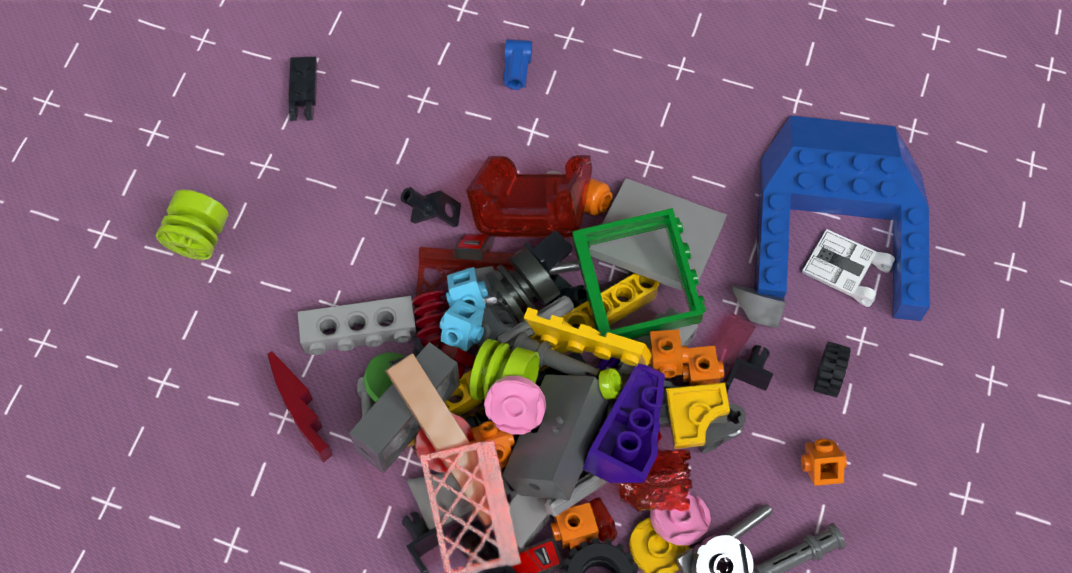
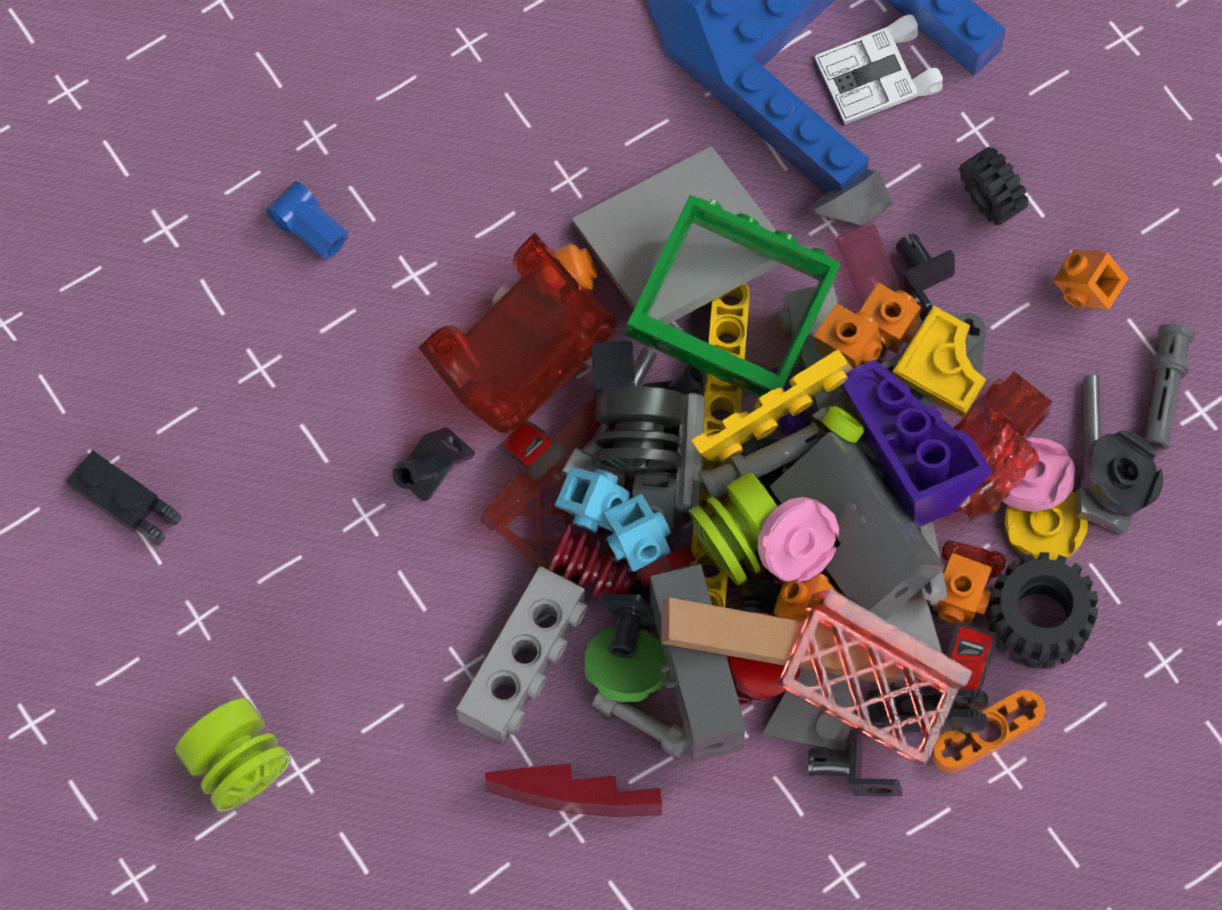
camera: 50 degrees left, 5 degrees up
(713, 478) = (1017, 404): none -> clear red brick

